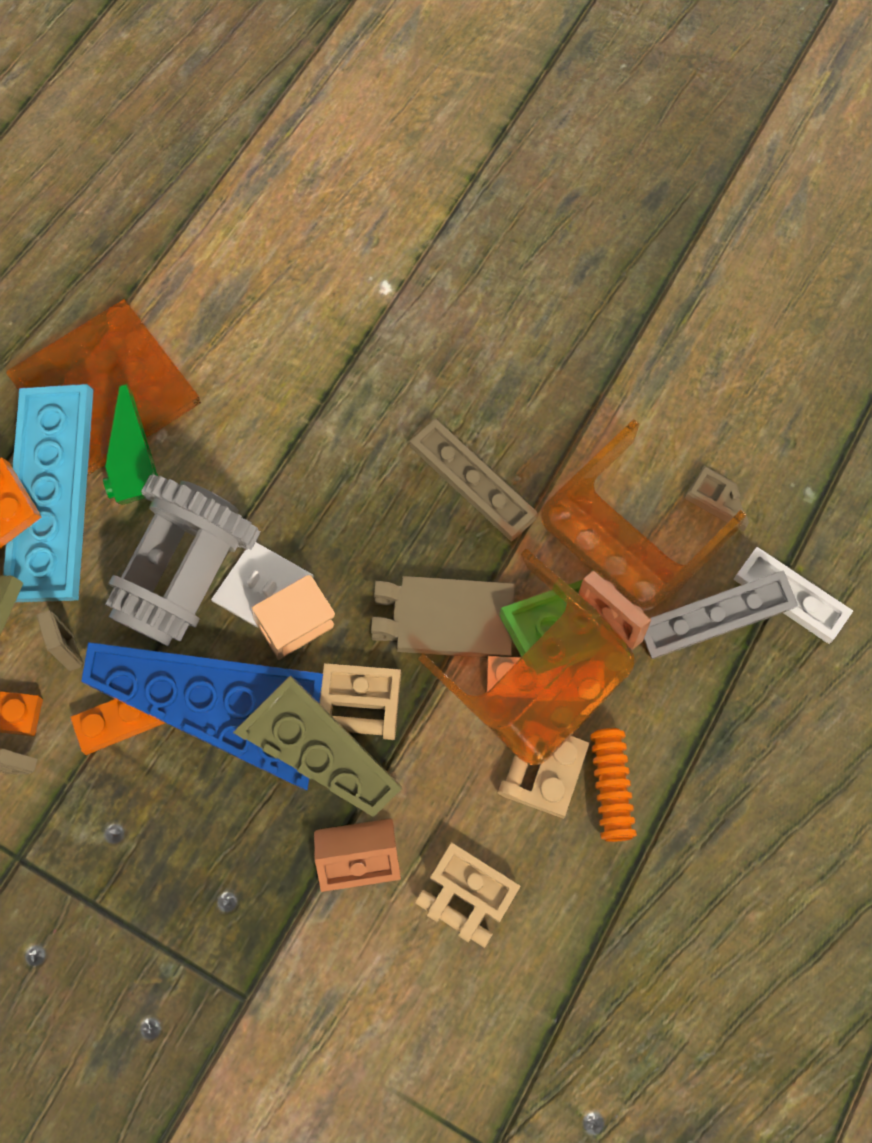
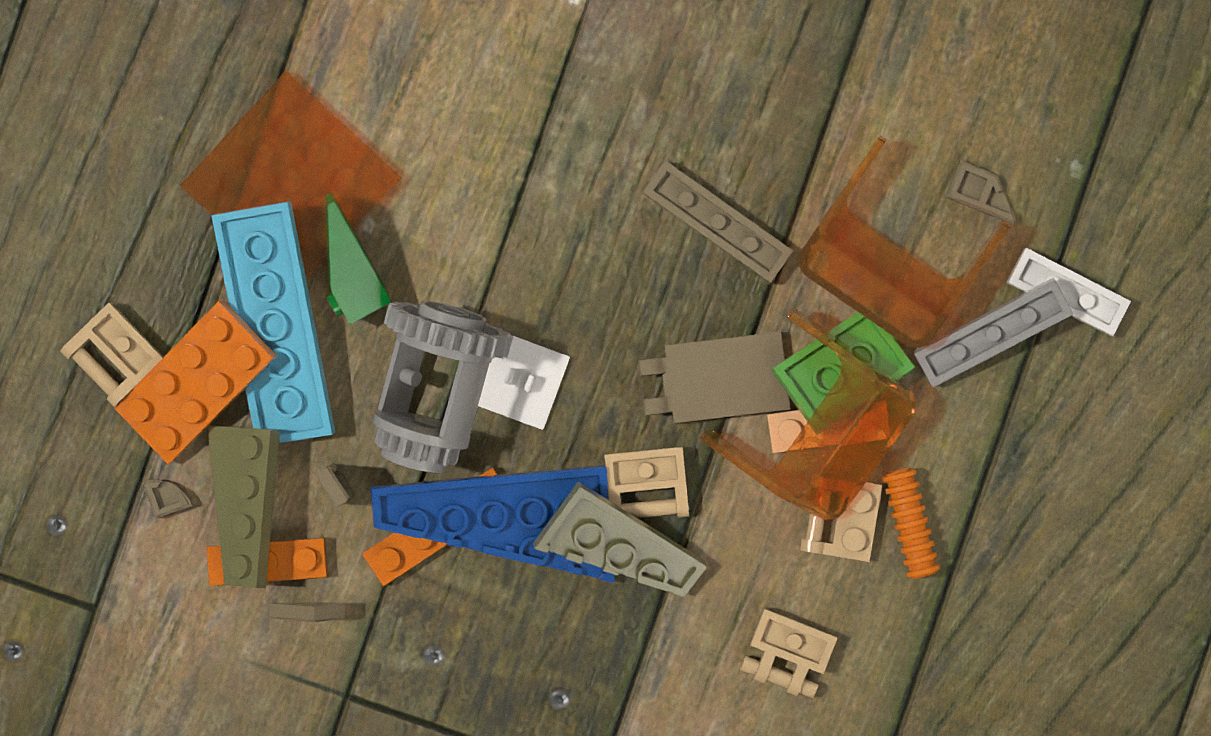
camera: 10 degrees left, 20 degrees up
(293, 616) = (564, 414): light nougat piece -> none
(356, 855) = (674, 634): nougat panel -> none
(619, 612) = (876, 345): nougat plate -> none

